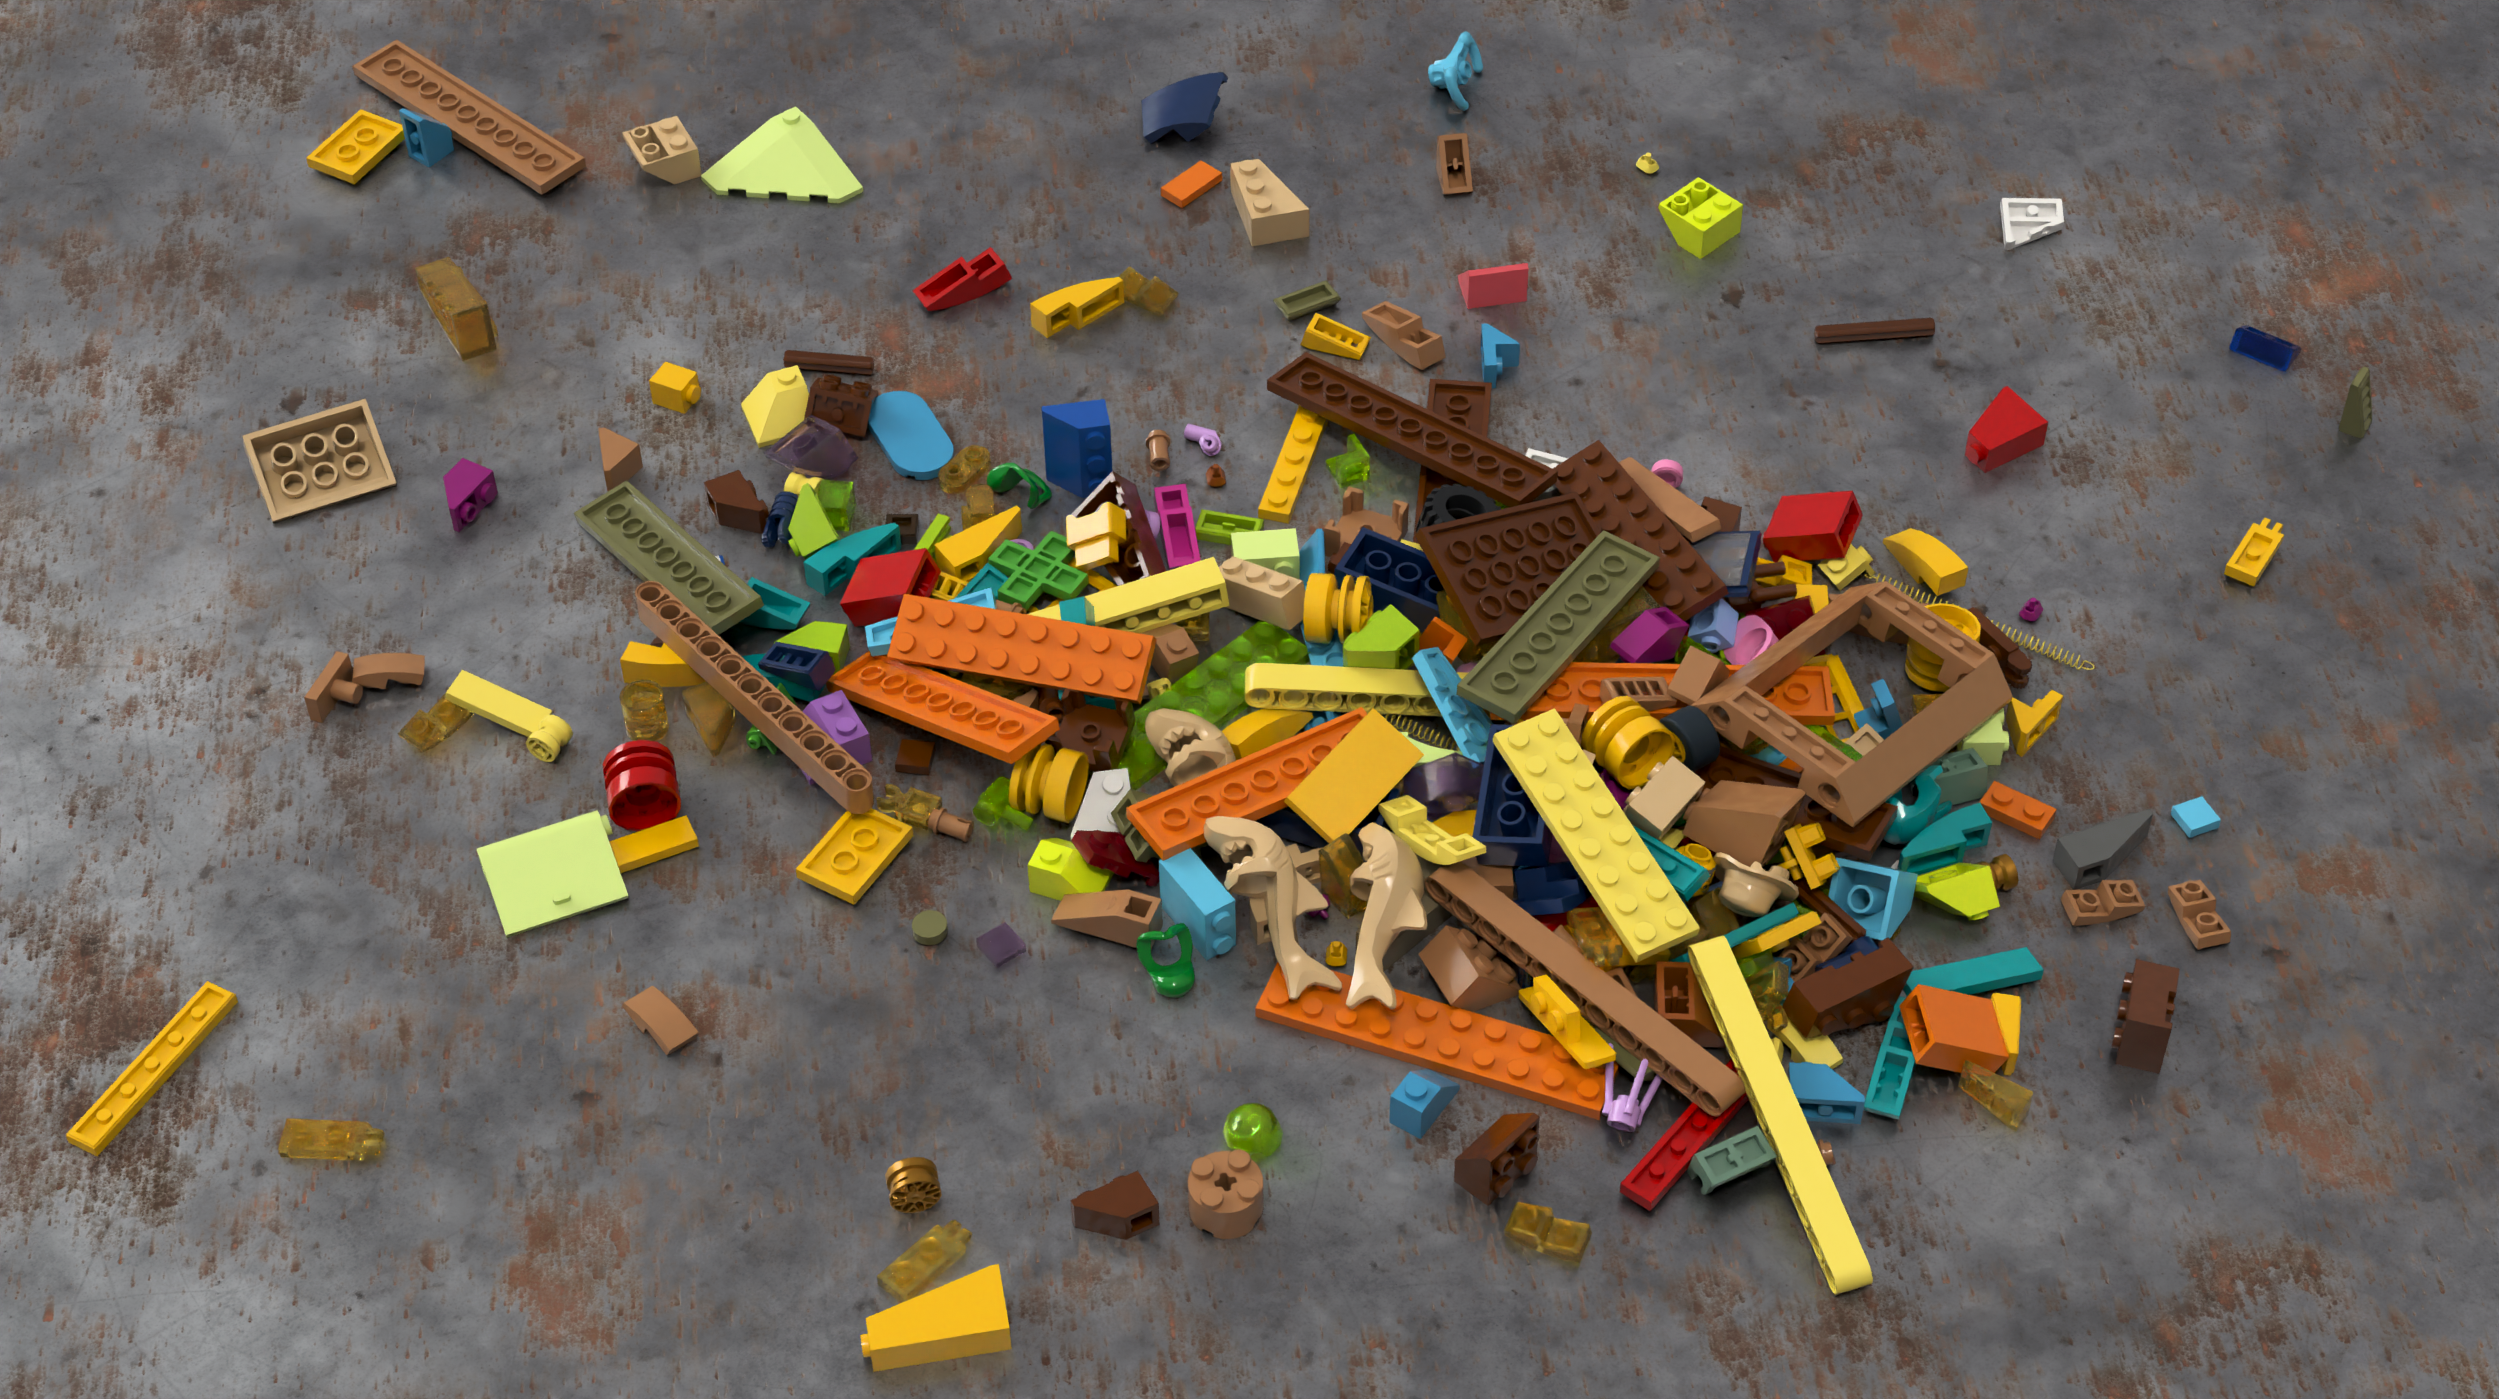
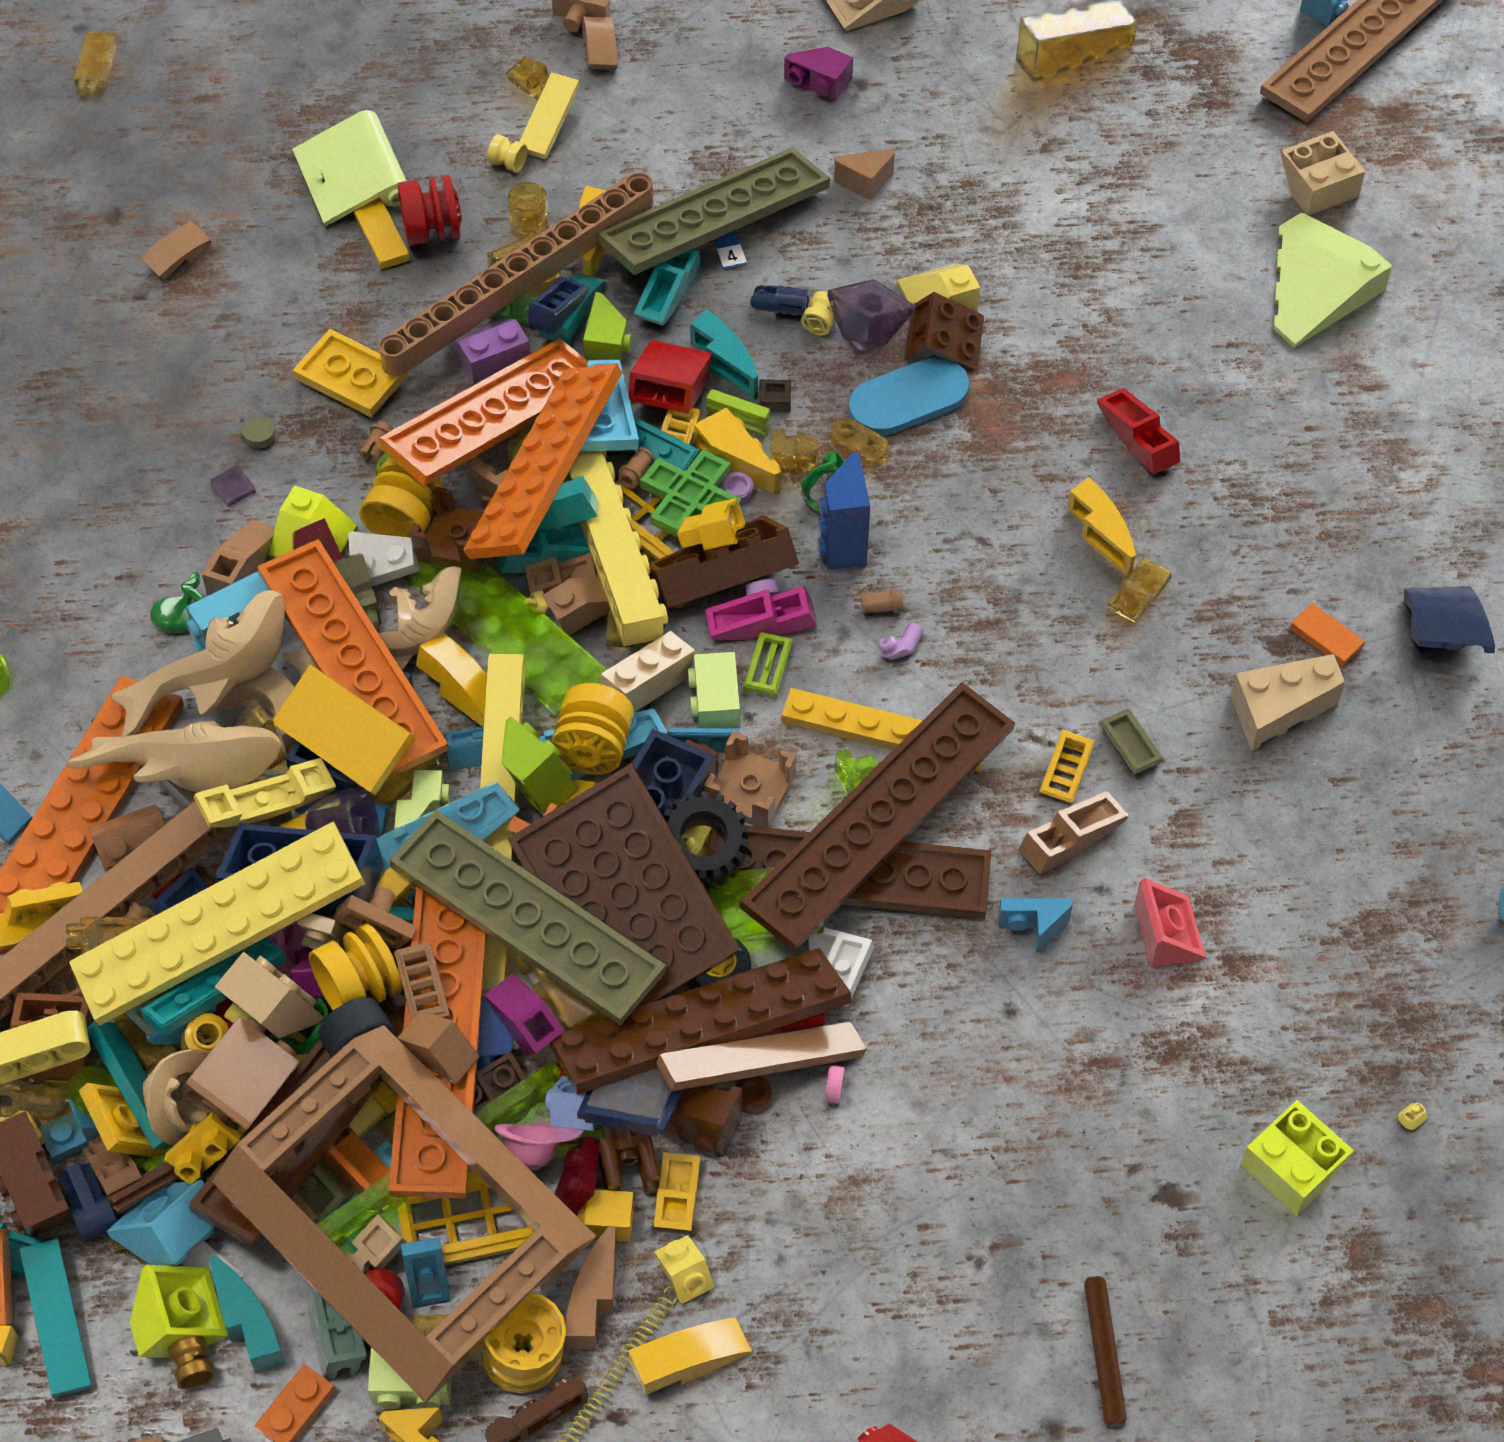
camera: 90 degrees right, 10 degrees up
(675, 387) = (967, 207): yellow brick -> none
(736, 503) = (806, 261): reddish brown slope -> none
(810, 525) = (756, 312): lime slope -> none
(829, 362) = (1014, 327): reddish brown axle -> none
(838, 502) = (800, 337): clear neon green brick -> none
(911, 807) = (404, 409): clear yellow plate -> none
(1215, 476) = (848, 655): dark orange rock -> none
(1453, 164) = (1373, 893): medium nougat slope -> none
(1813, 526) = (727, 1223): red brick -> none
(1925, 811) = (277, 1283): teal piece -> none

